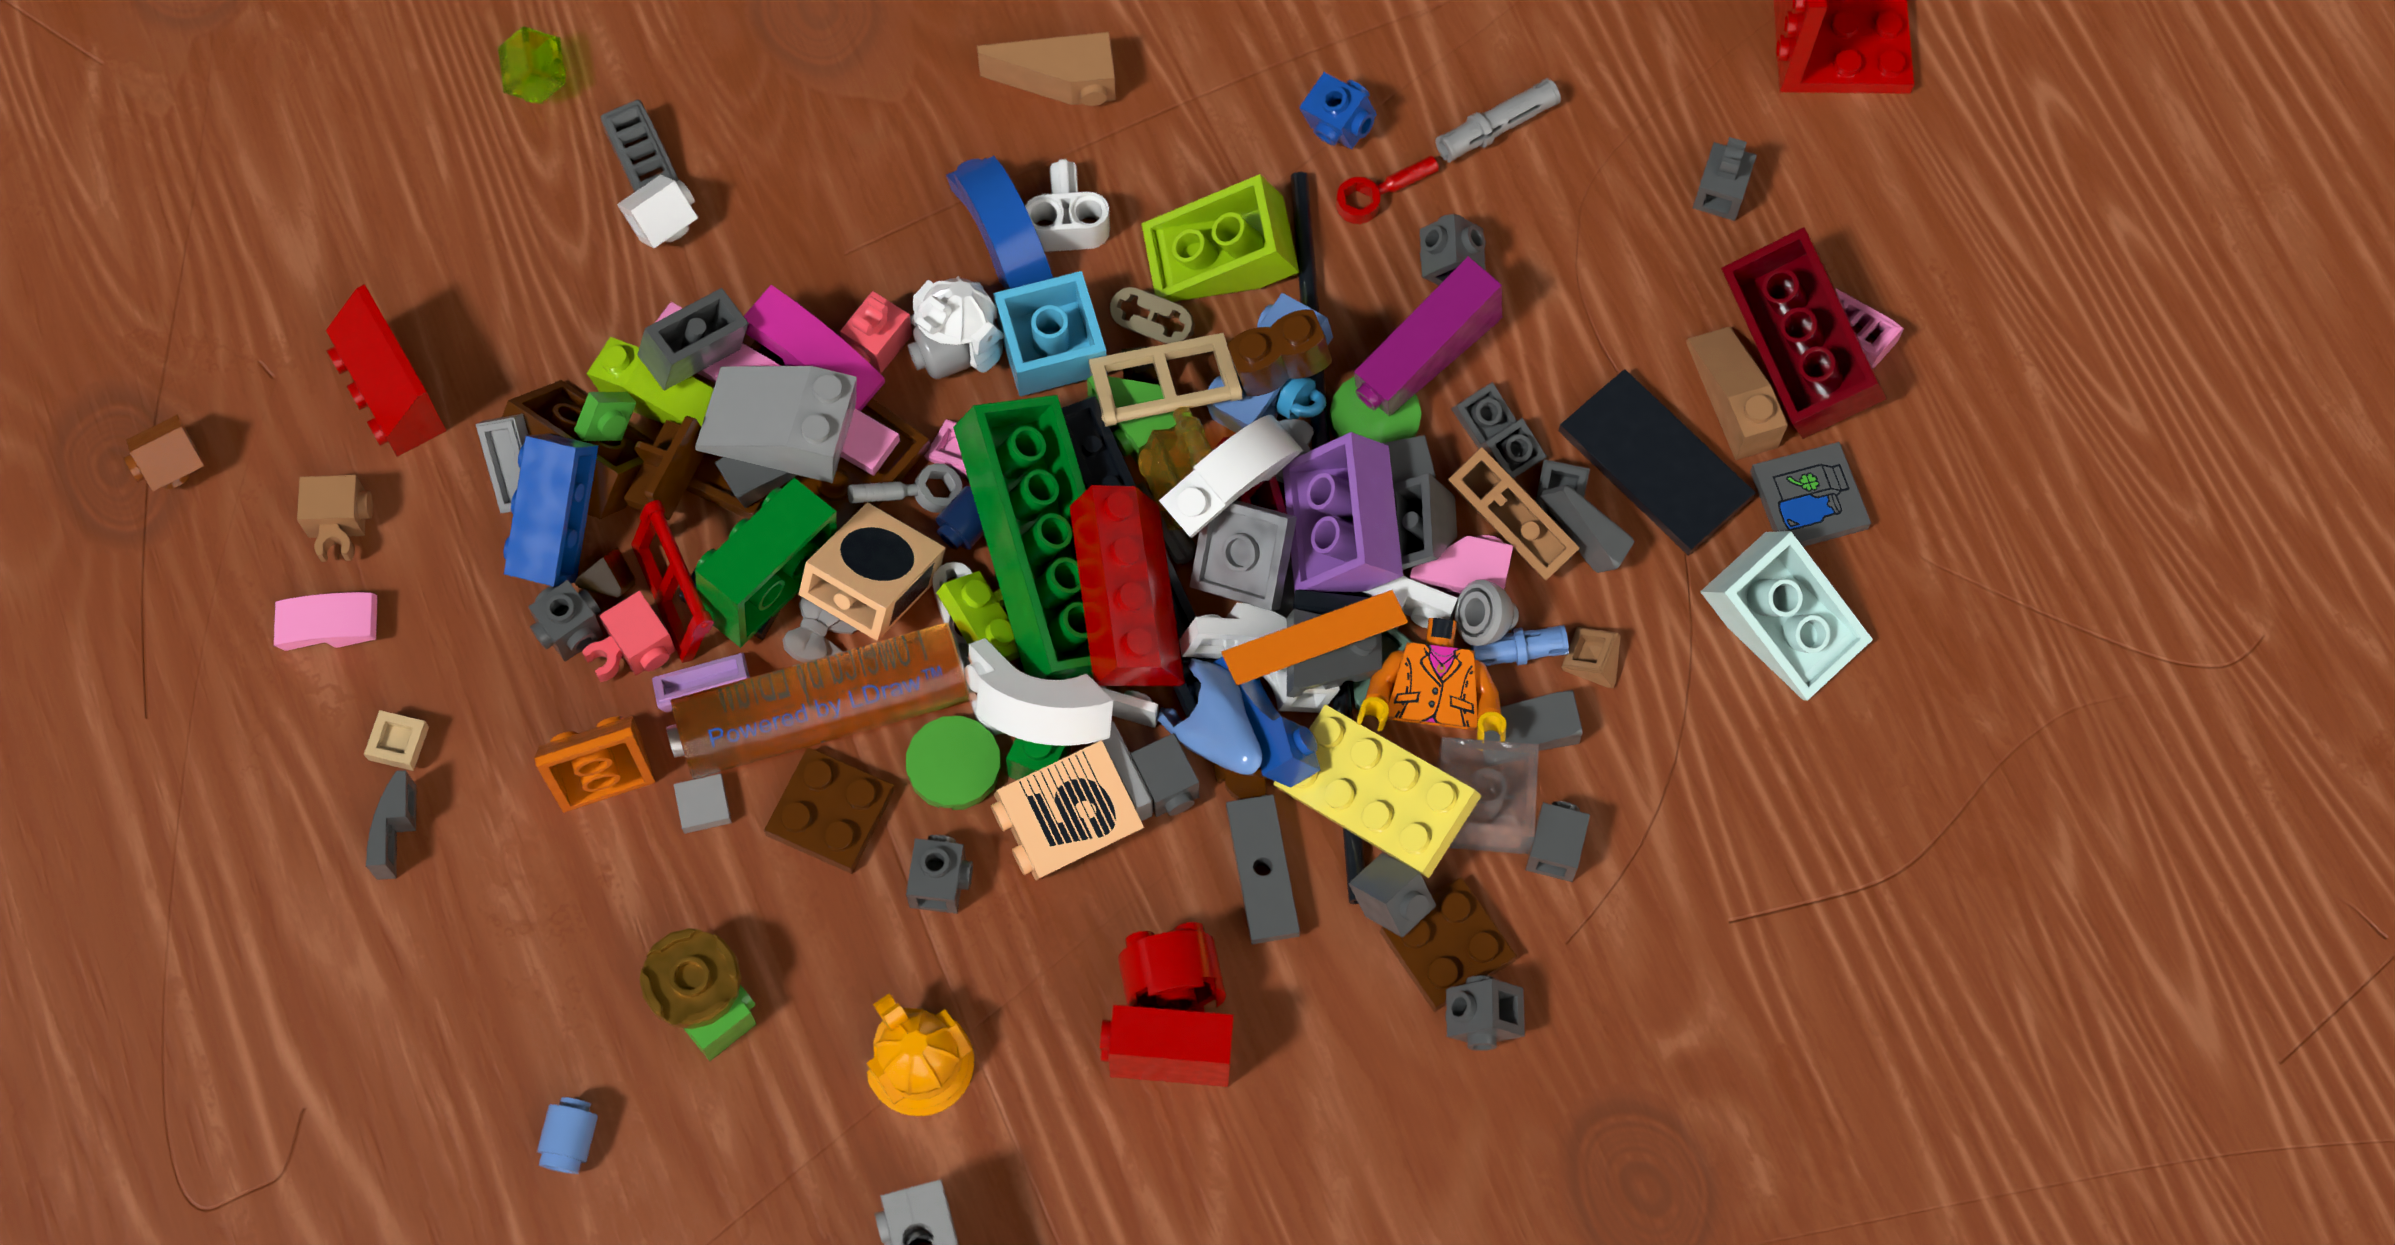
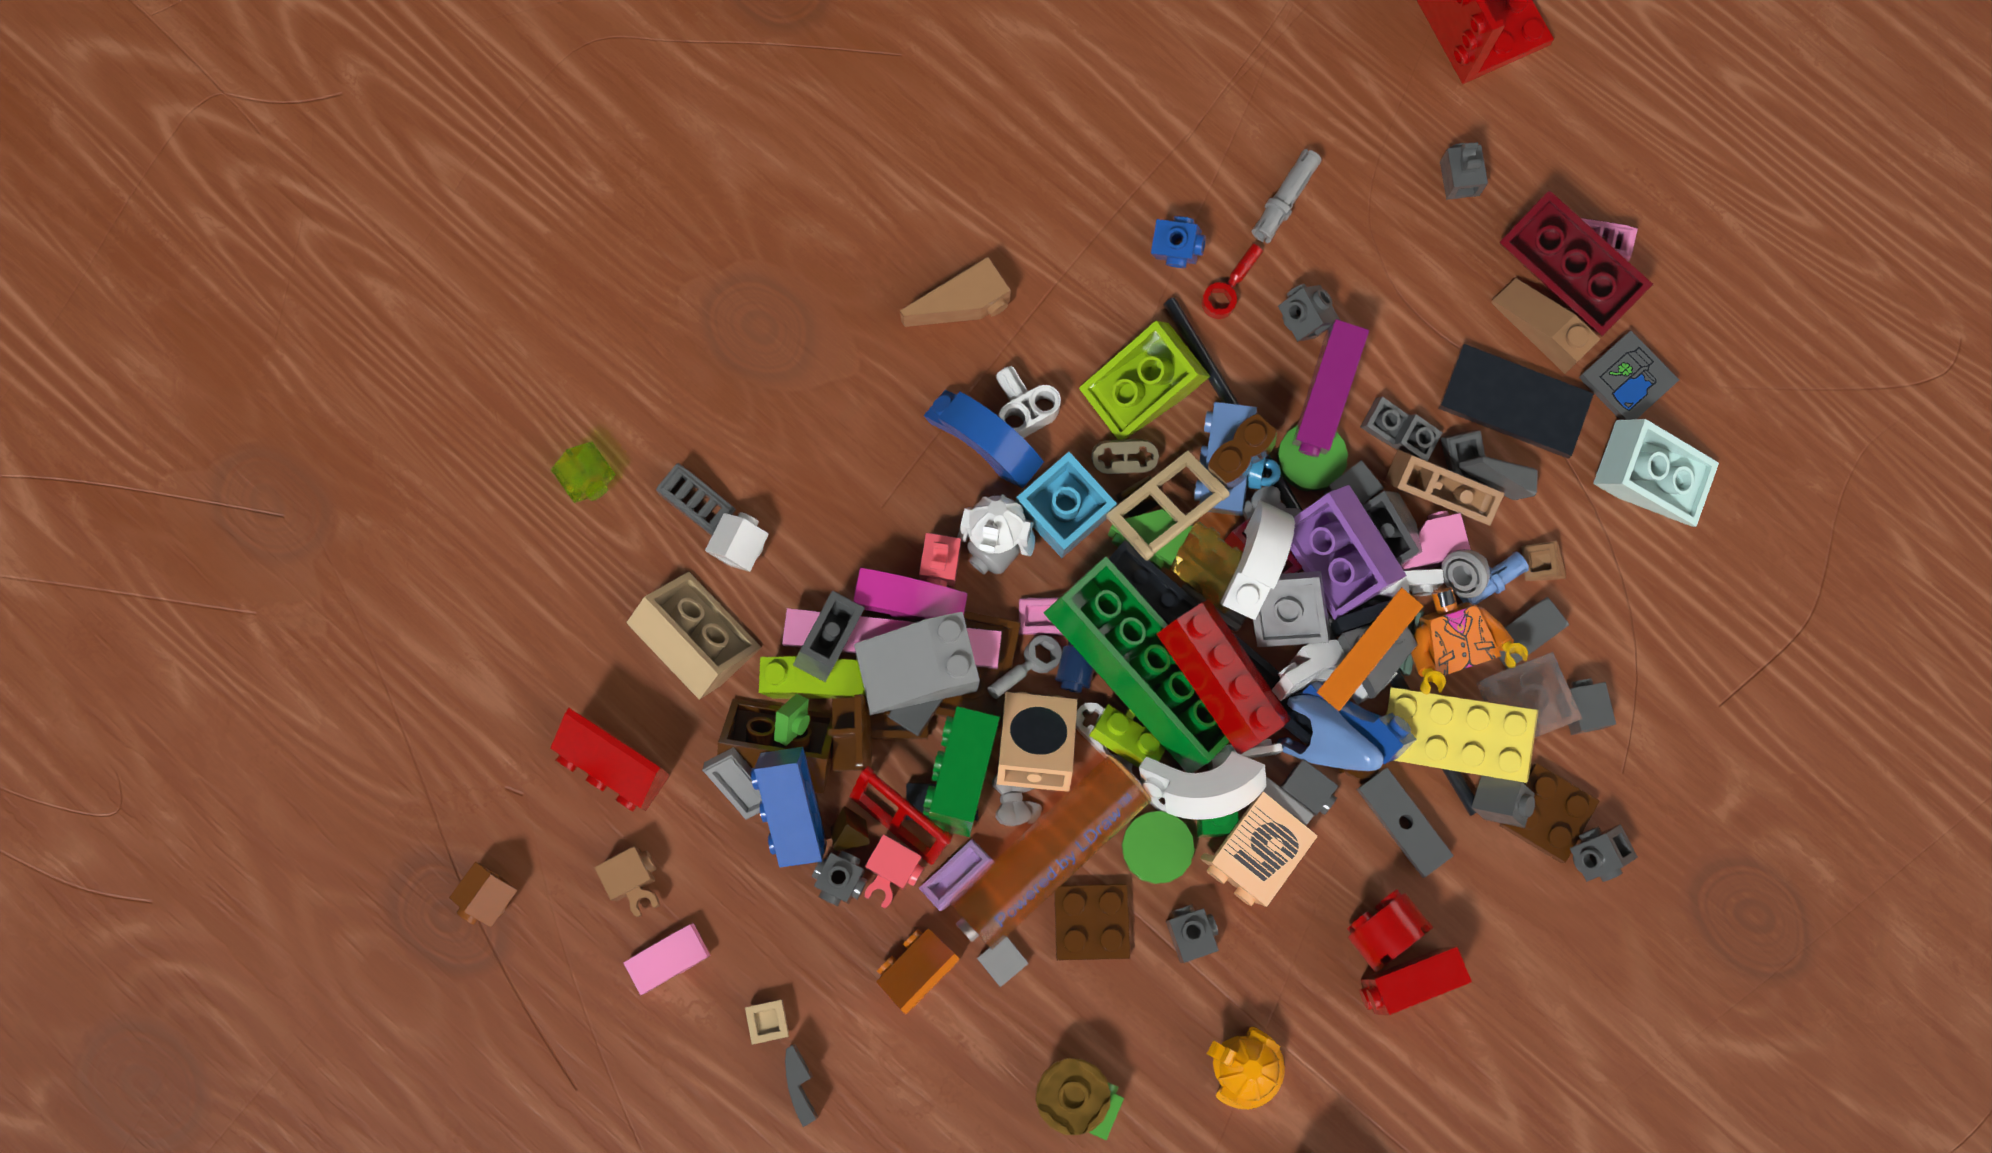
camera: 30 degrees left, 10 degrees up
(553, 287) = (692, 634): none -> tan slope

